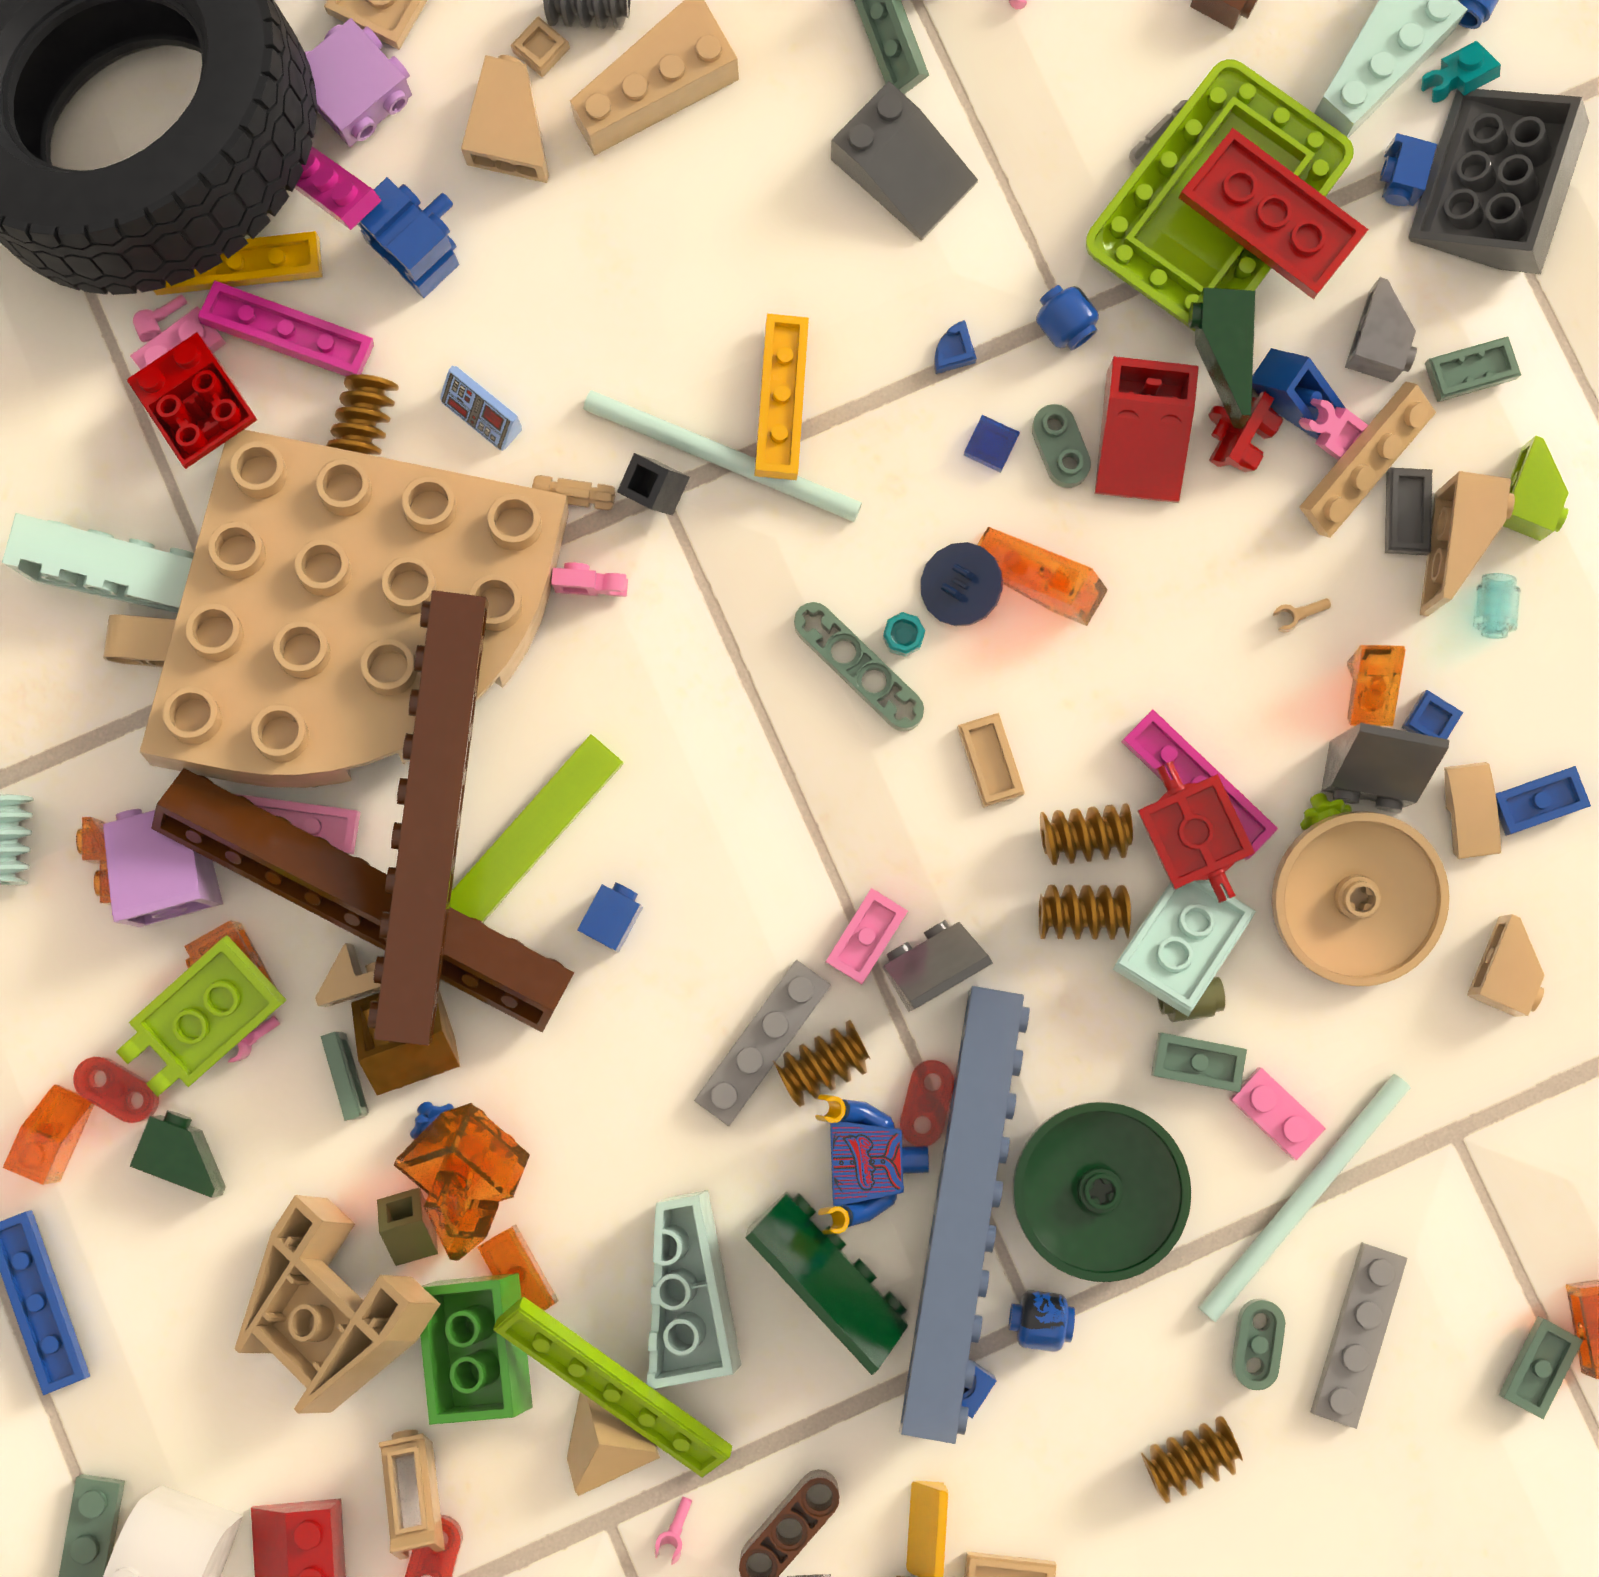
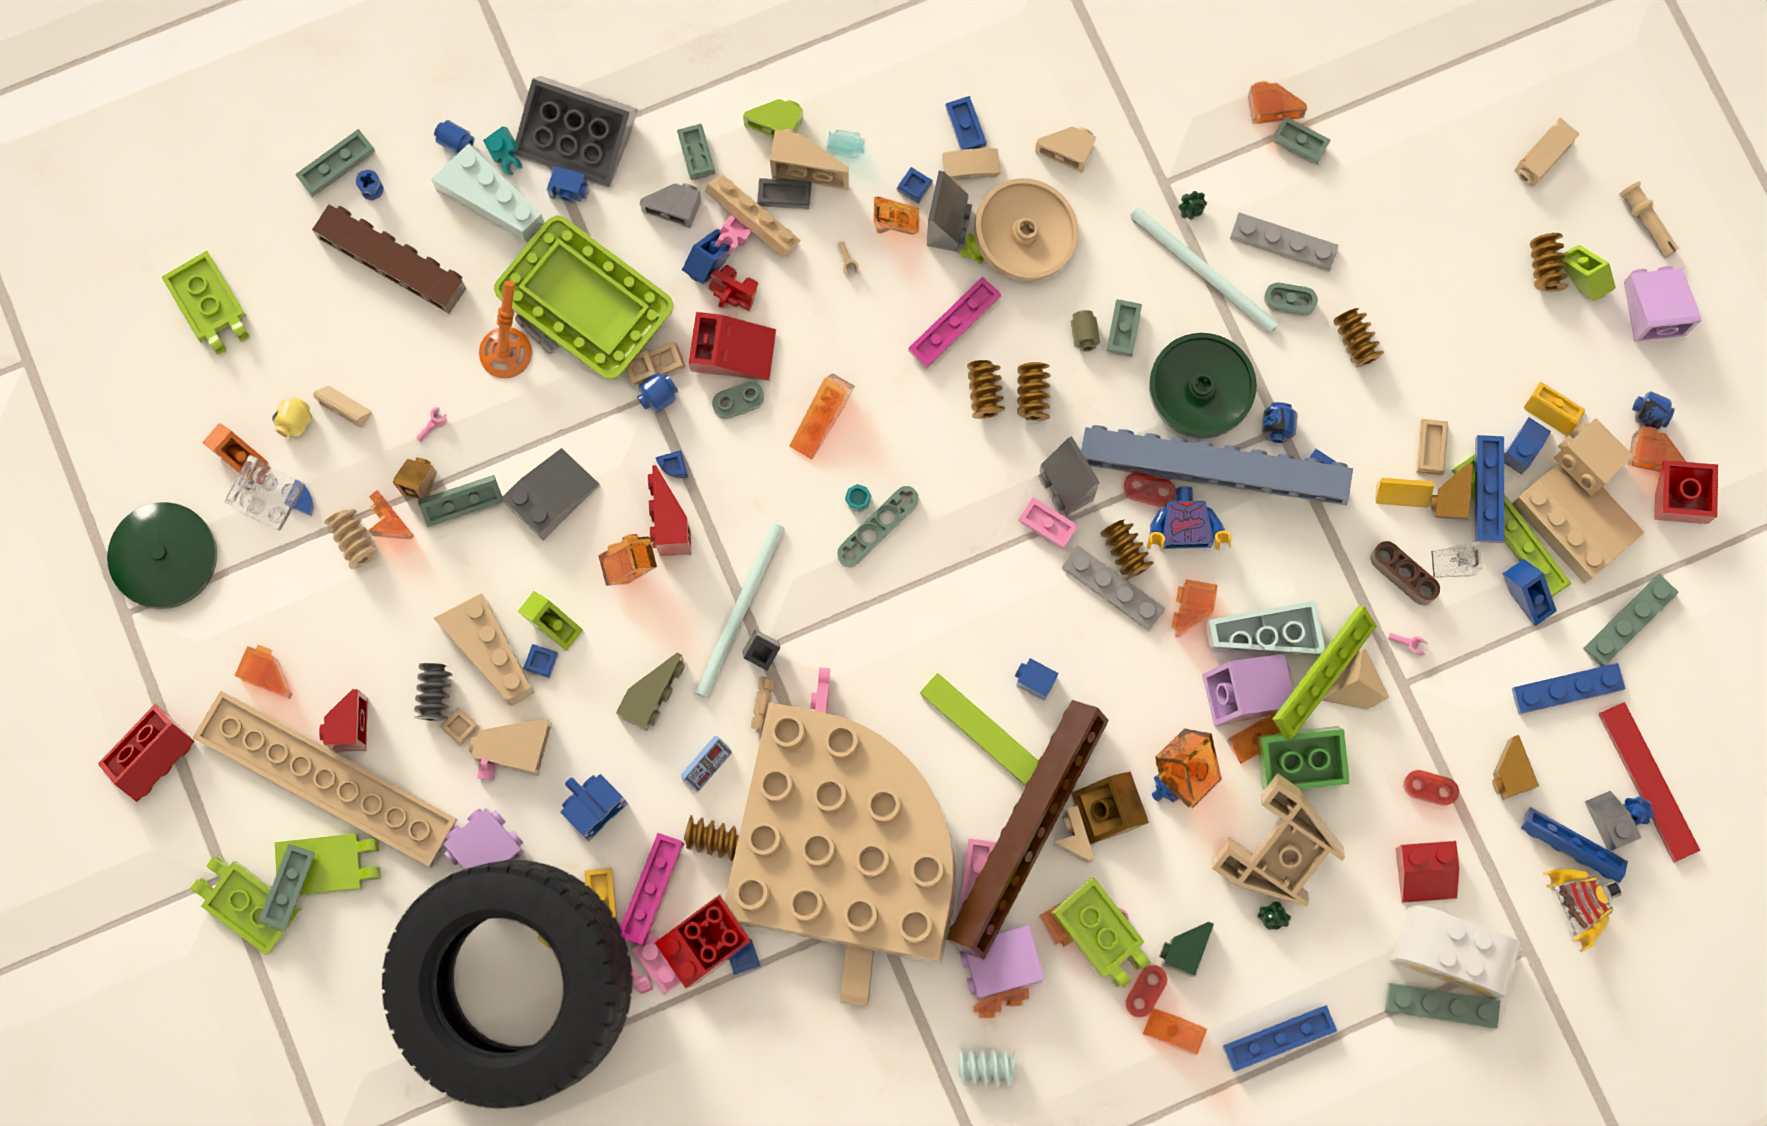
camera: 90 degrees left, 5 degrees down
(97, 563) = (808, 1000): light aqua wedge -> none
(183, 481) = (745, 959): none -> blue tile
(227, 1296) = (1274, 916): none -> dark green plant
(336, 190) = (568, 843): dark pink plate -> none
(344, 1075) = (1136, 844): sand green tile -> none
(406, 1227) = (1229, 802): olive brick -> none
(411, 1493) = (1390, 797): tan window -> none
(430, 818) = (980, 775): reddish brown brick -> none
(456, 1219) = (1226, 765): clear orange slope -> none
(468, 83) = (485, 770): none -> bright pink hand
(579, 313) = (645, 697): none -> olive slope
(592, 1262) = (1247, 688): none -> lavender slope
(641, 161) = (540, 661): none -> blue tile
(701, 167) = (550, 620): none -> lime slope
(731, 1176) = (1195, 606): none -> clear orange slope
(781, 397) = (705, 570): yellow plate -> none
(793, 275) = (627, 560): none -> clear orange brick
(828, 1280) = (1258, 545): dark green slope -> none
(861, 336) = (671, 527): none -> red slope
(961, 584) = (827, 462): dark blue piece -> none
(991, 443) = (735, 442): clear blue tile -> none
(991, 760) = (937, 447): tan tile -> none
(1119, 318) = (661, 360): none -> tan slope
(1134, 85) = (504, 345): none -> orange dish
(1184, 943) = (1051, 332): light aqua tile -> none
(1195, 831) = (985, 323): red plate -> none
(1226, 342) = (682, 294): dark green slope -> none
(1273, 213) = (599, 264): red plate -> none
(1277, 1113) = (1154, 283): bright pink plate -> none
(1416, 1179) = (1192, 205): none -> dark green plant

